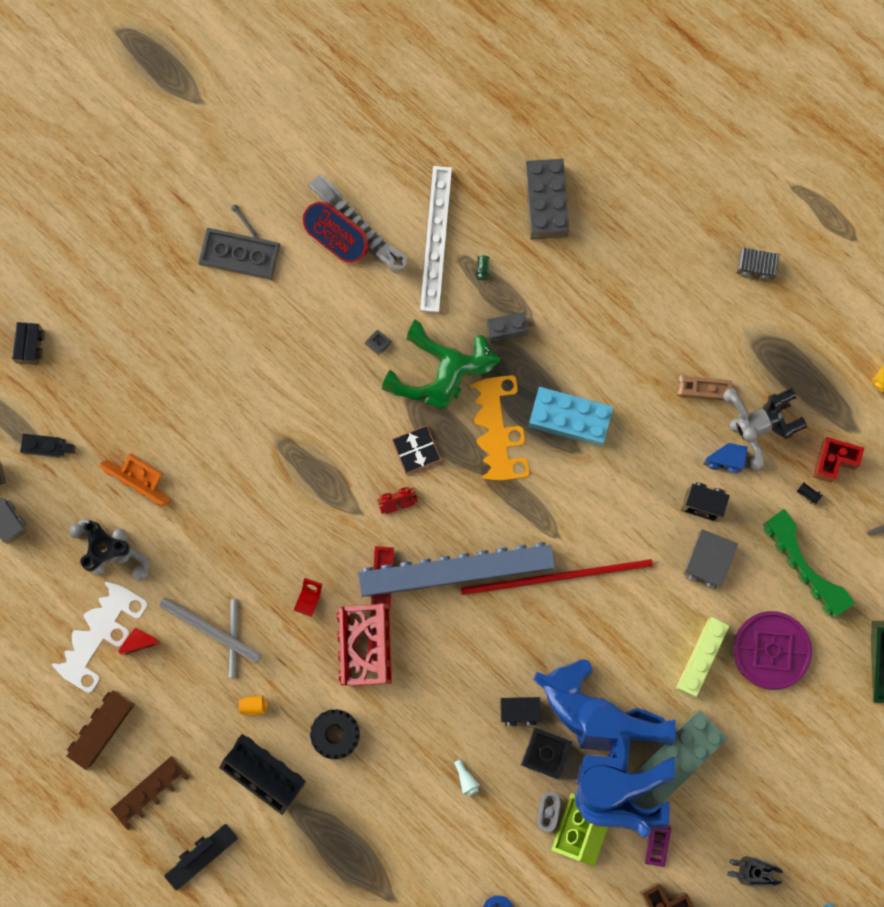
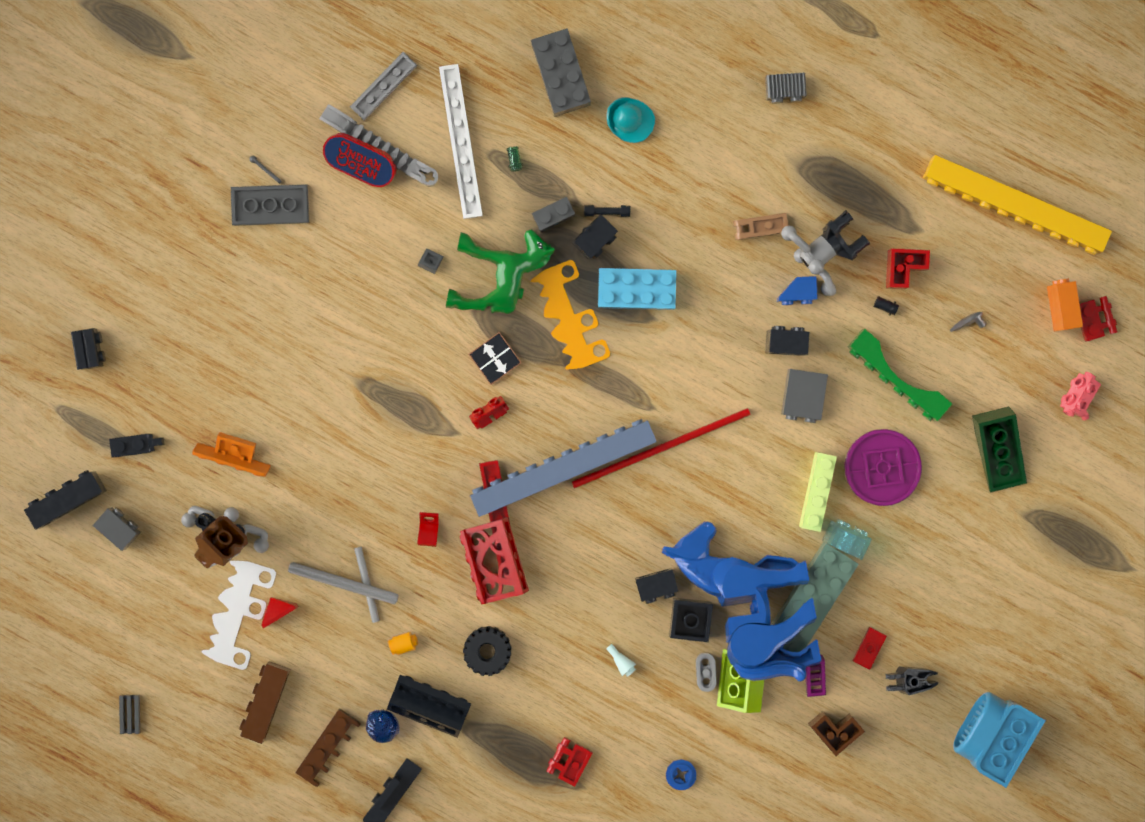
camera: 10 degrees left, 10 degrees up
(102, 550) = (219, 543): none -> reddish brown piece
(210, 783) = (382, 726): none -> clear blue hair
(376, 172) = (383, 86): none -> light grey tile
(393, 873) = (574, 764): none -> red plate
(538, 358) = (595, 237): none -> black brick
(575, 341) = (590, 211): none -> black bar
(602, 258) = (630, 119): none -> teal hat
(719, 829) = (869, 648): none -> red plate
(721, 711) = (843, 538): none -> clear light blue brick

